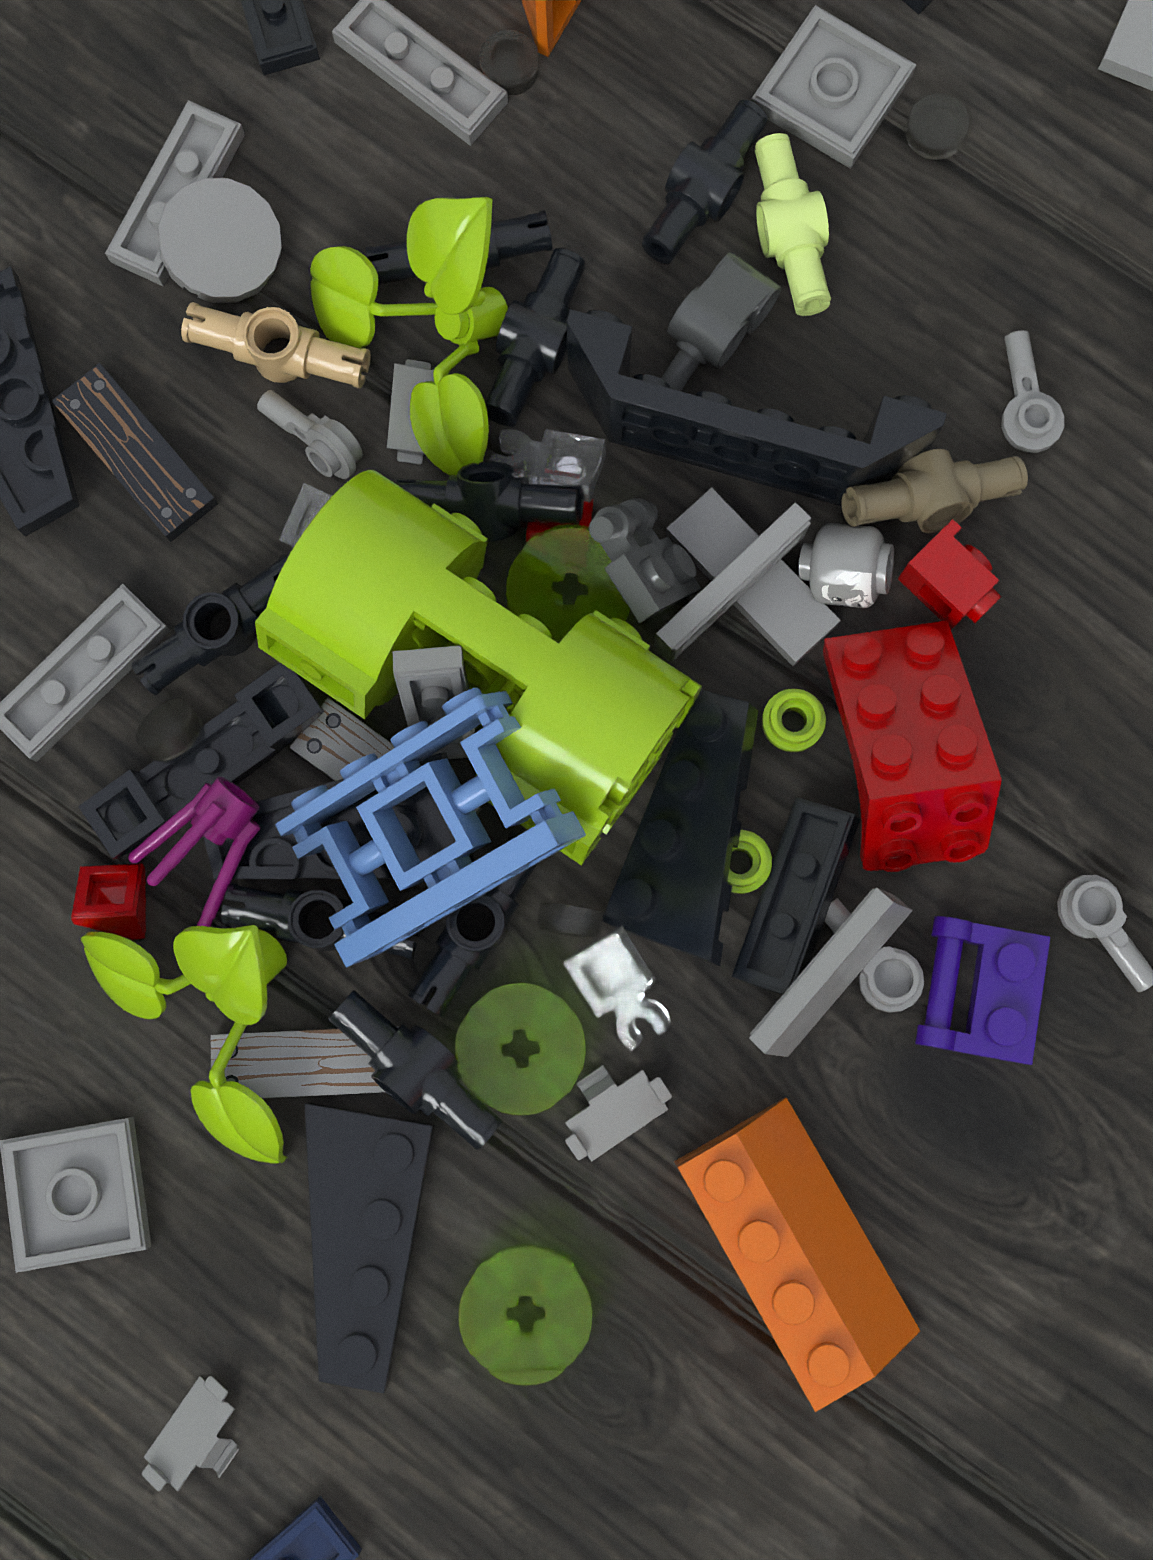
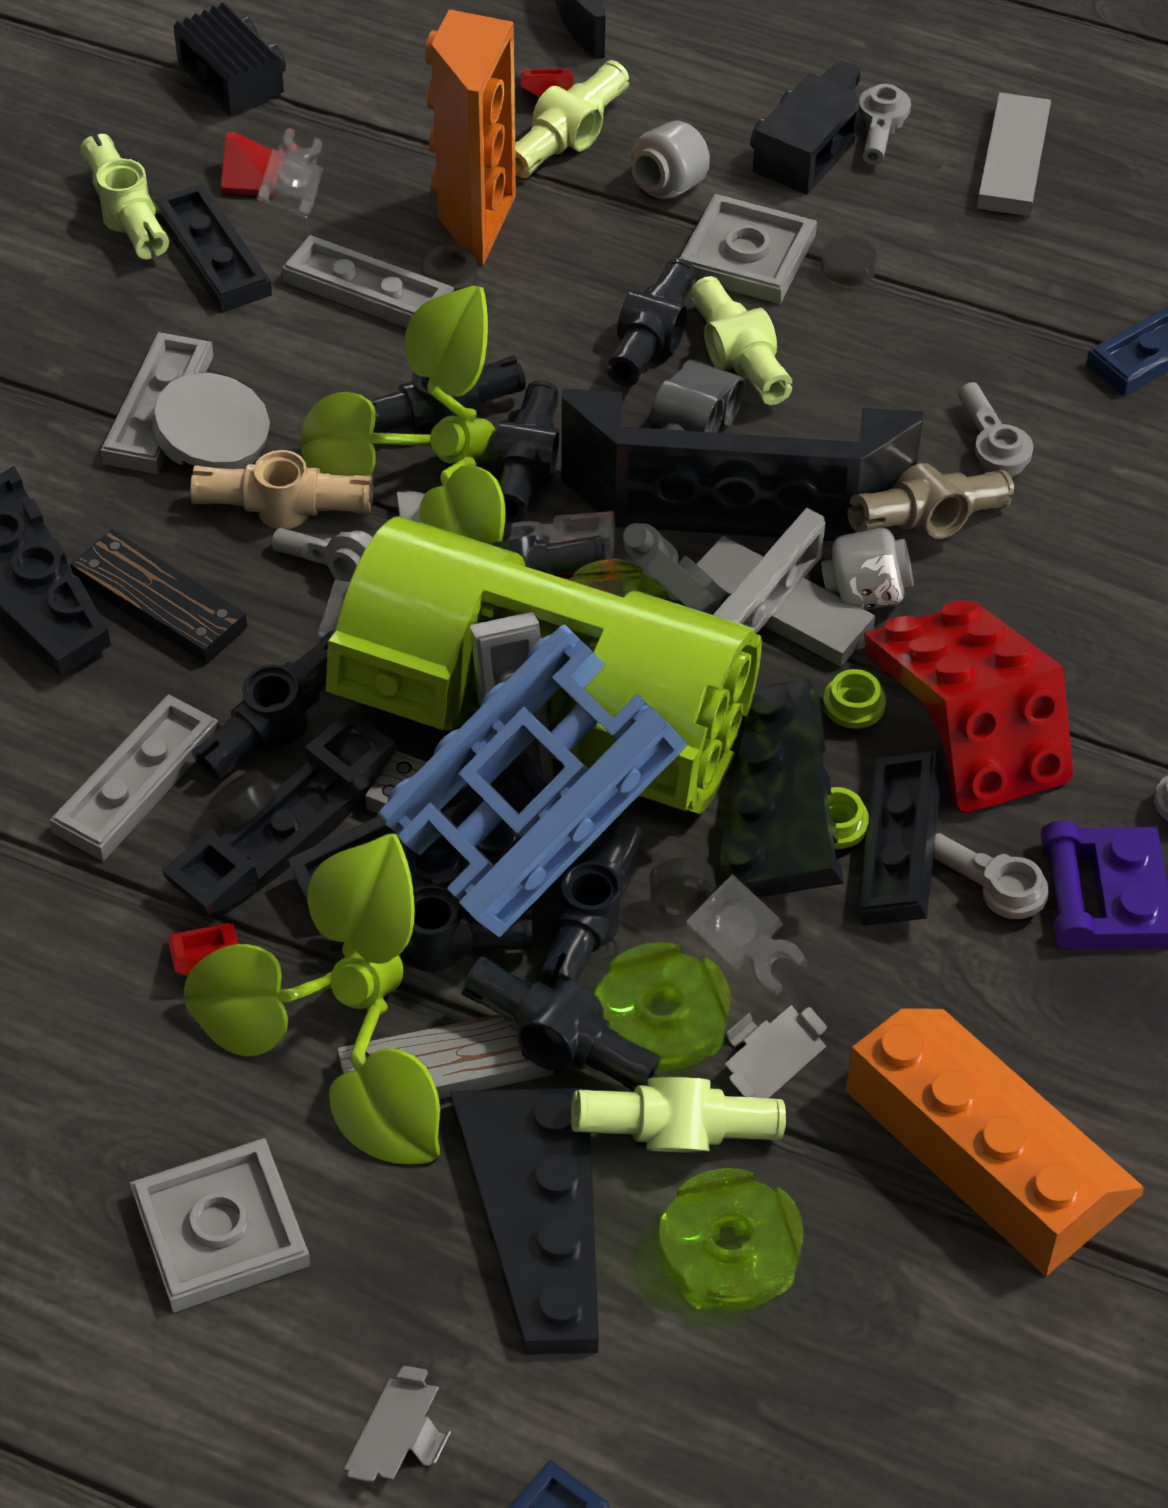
camera: 15 degrees left, 30 degrees down
(217, 814) = (310, 839): magenta plant -> none
(504, 1183) = (678, 1115): none -> yellowish green pin
(830, 973) = (953, 874): light grey tile -> none
(951, 578) = (967, 565): red brick -> none

